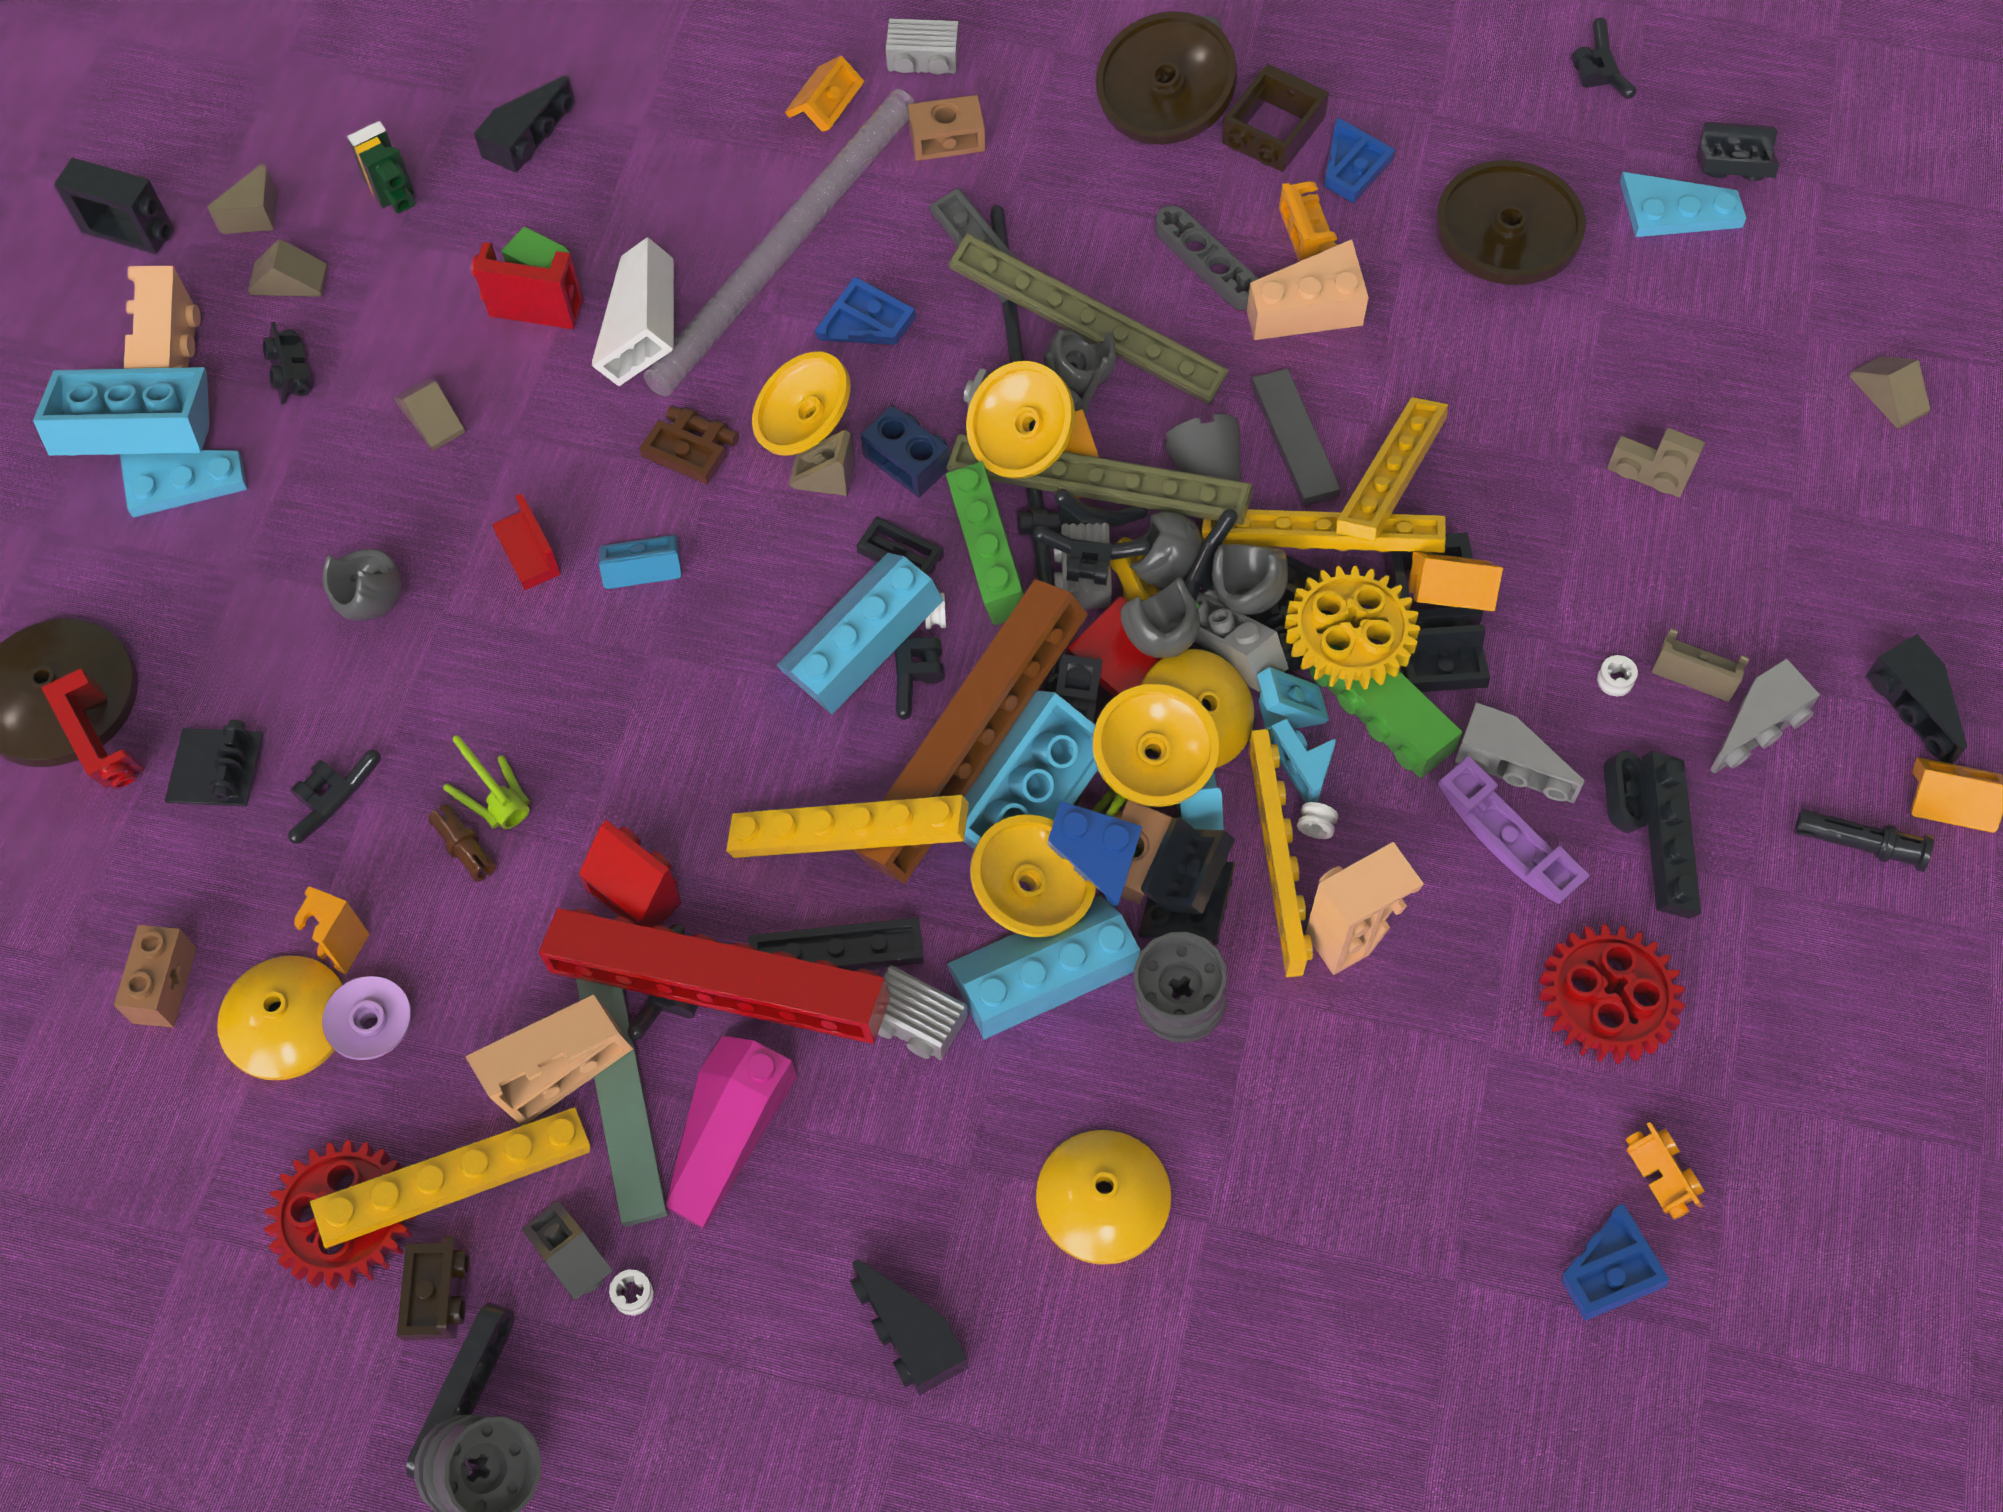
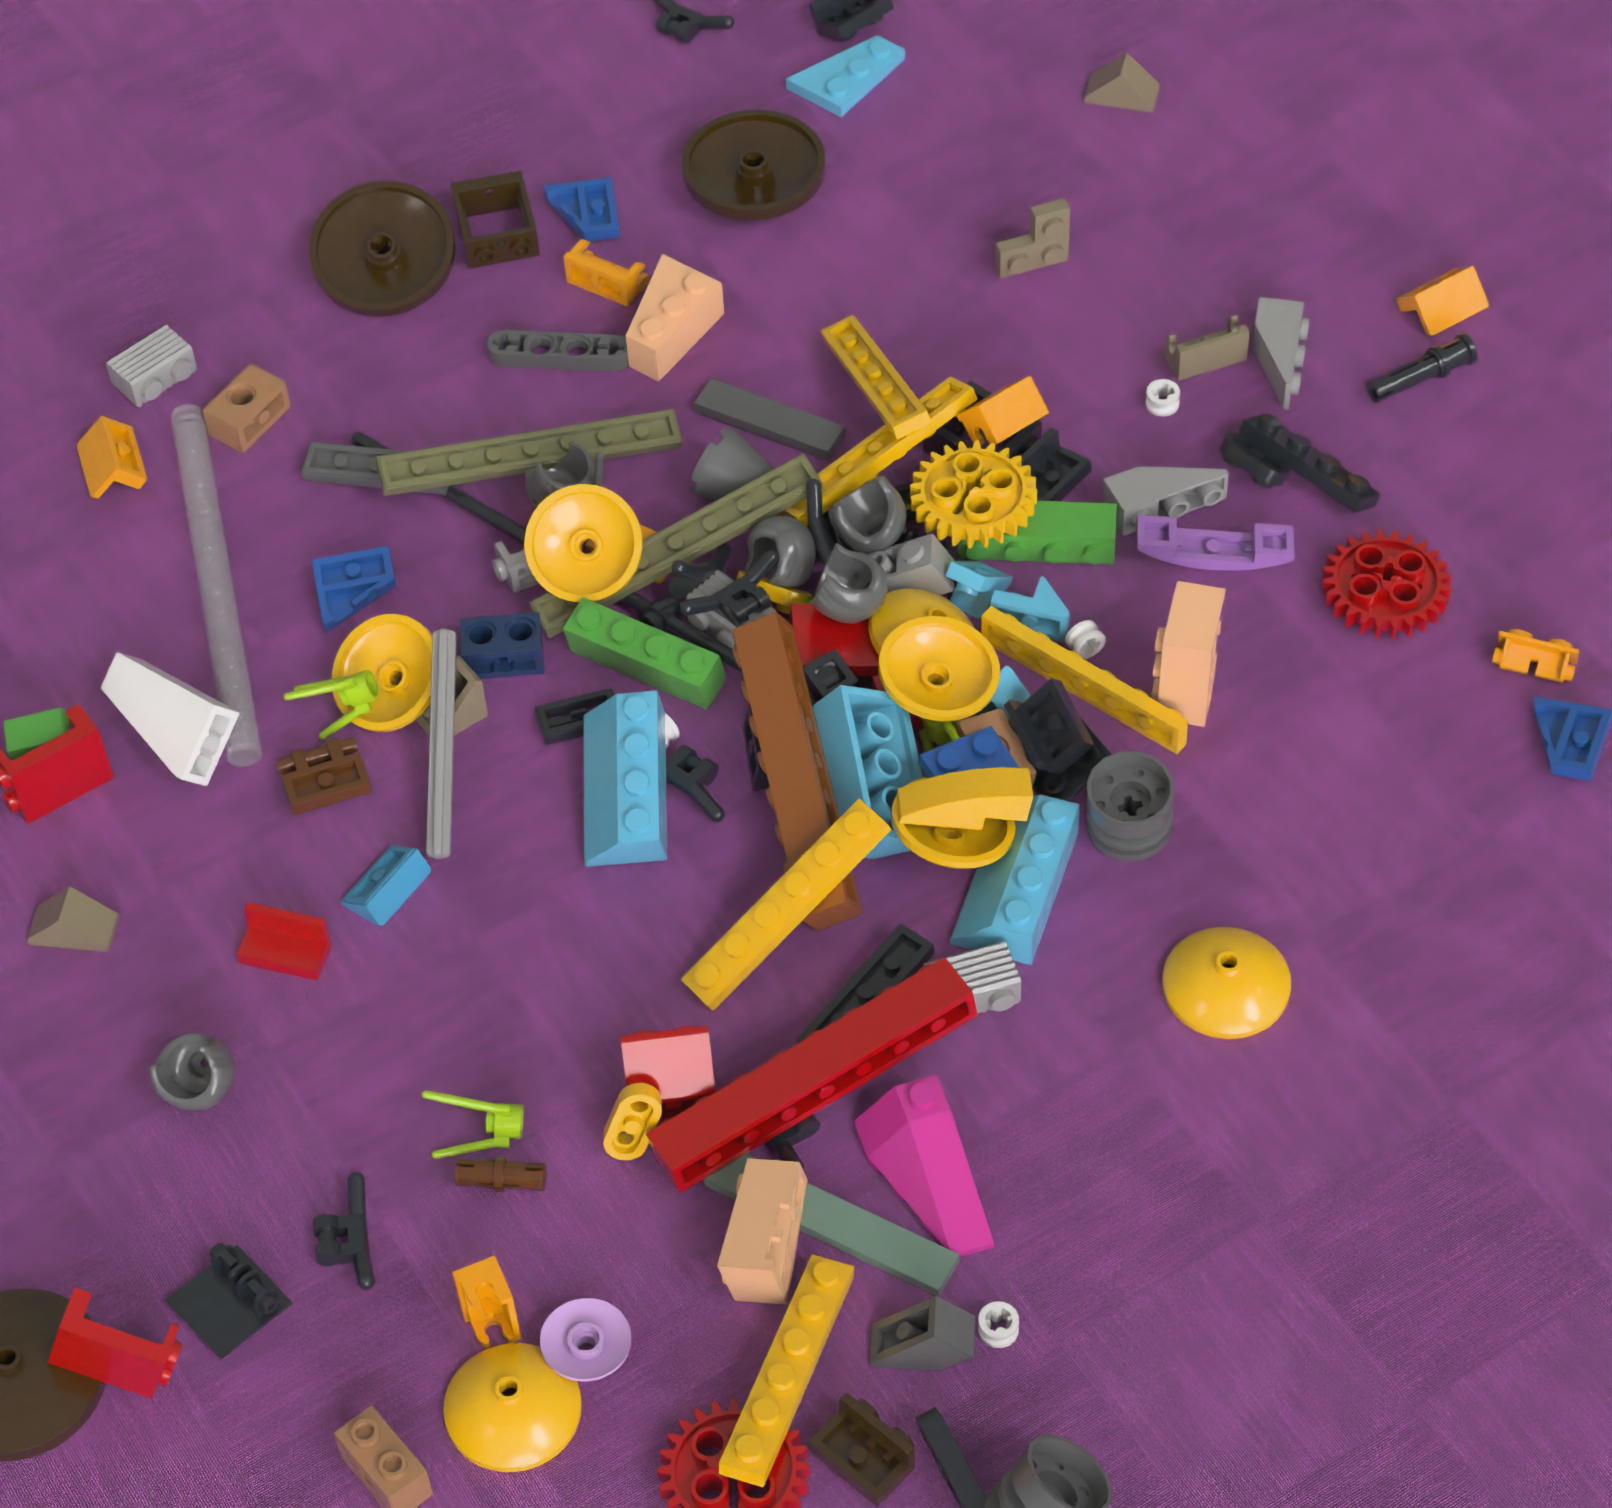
camera: 45 degrees left, 10 degrees down
(568, 887) = (636, 1113): none -> yellow plate
(765, 398) = (353, 690): none -> lime plant
(772, 488) = (441, 744): none -> light grey axle
(917, 1332) = (1212, 1163): black slope -> none
(1052, 867) = (967, 798): none -> yellow slope
(1922, 694) = (1357, 257): black slope -> none

